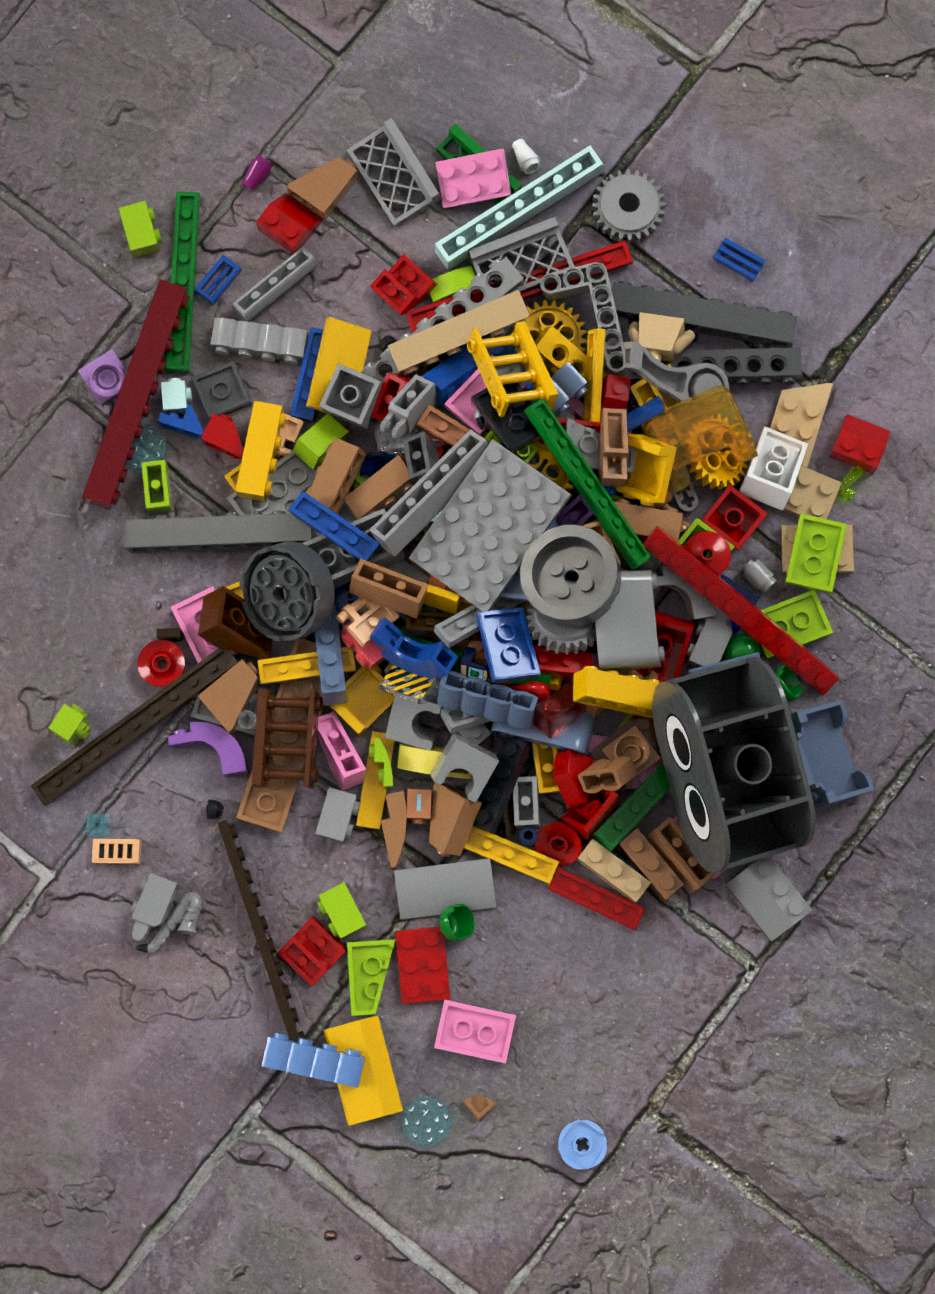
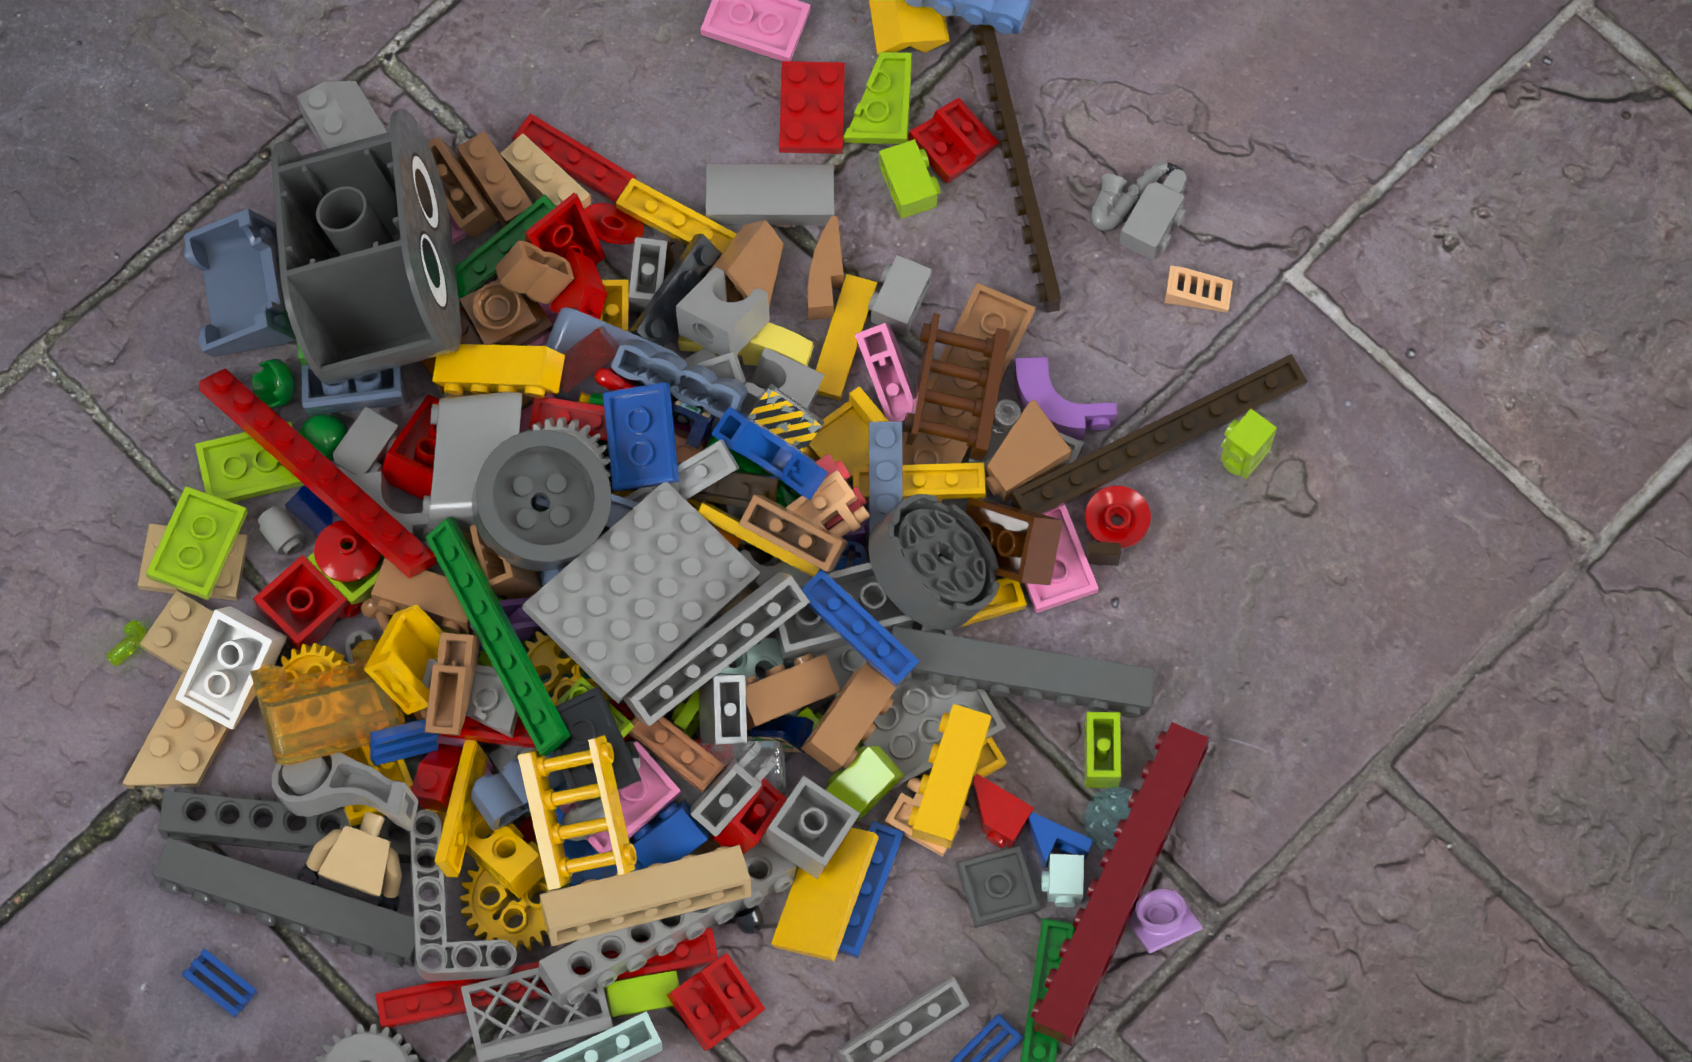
camera: 175 degrees left, 10 degrees down
(92, 829) = (1225, 318): clear light blue plate -> none
(214, 809) = (1063, 325): black hinge -> none
(258, 339) = (935, 947): light grey brick -> none
(380, 757) = (832, 349): lime slope -> none
(419, 806) = (789, 294): nougat brick -> none
(457, 922) = (761, 144): green hair -> none
(528, 830) = (651, 230): dark blue pin -> none
(860, 444) = (100, 694): red slope -> none

